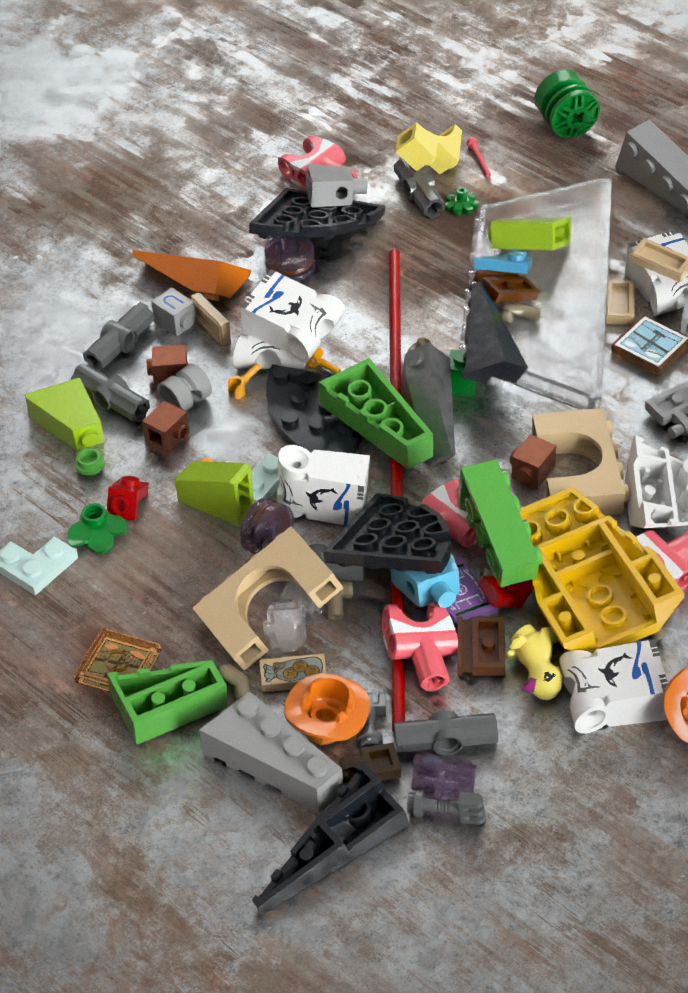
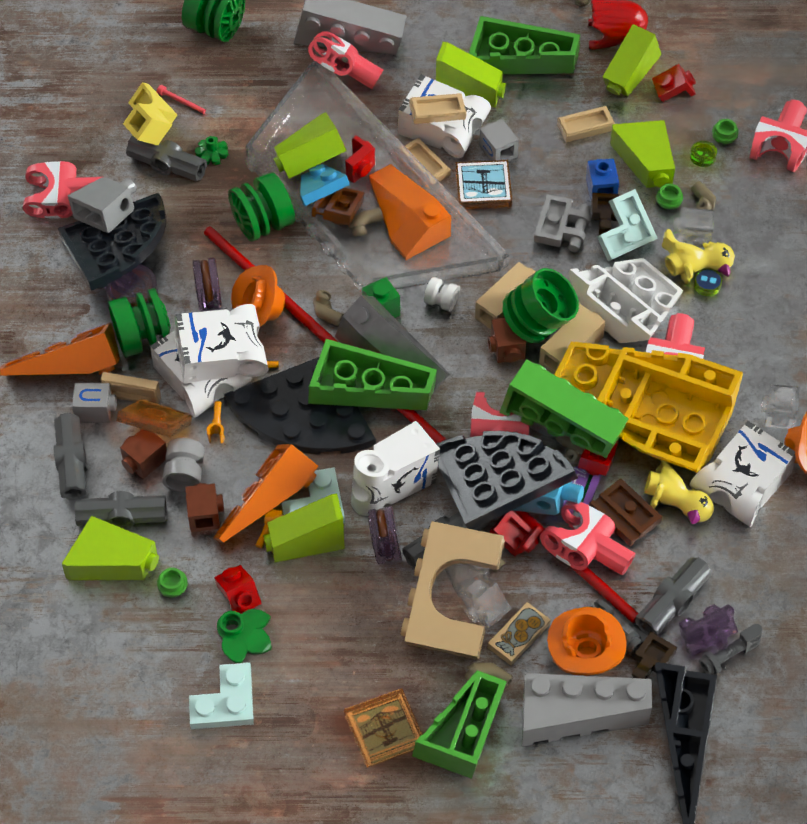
camera: 45 degrees left, 10 degrees up
(199, 345) = (154, 418): none -> clear orange tile
(234, 440) = (280, 478): none -> orange wedge
(252, 264) = (138, 322): none -> green wheel
(343, 279) = (207, 284): none -> clear purple head
(368, 313) = (259, 288): none -> orange hat
(370, 597) = (516, 533): none -> red bracket
(437, 252) = (261, 206): none -> green wheel
(489, 342) = (400, 268): black wedge -> none
(518, 398) = (441, 294): none -> white wheel
(559, 329) = (410, 213): none -> orange wedge
(562, 267) = (361, 161): none -> red bracket
(573, 441) = (540, 305): none -> green wheel
(632, 188) = (337, 48): none -> coral connector

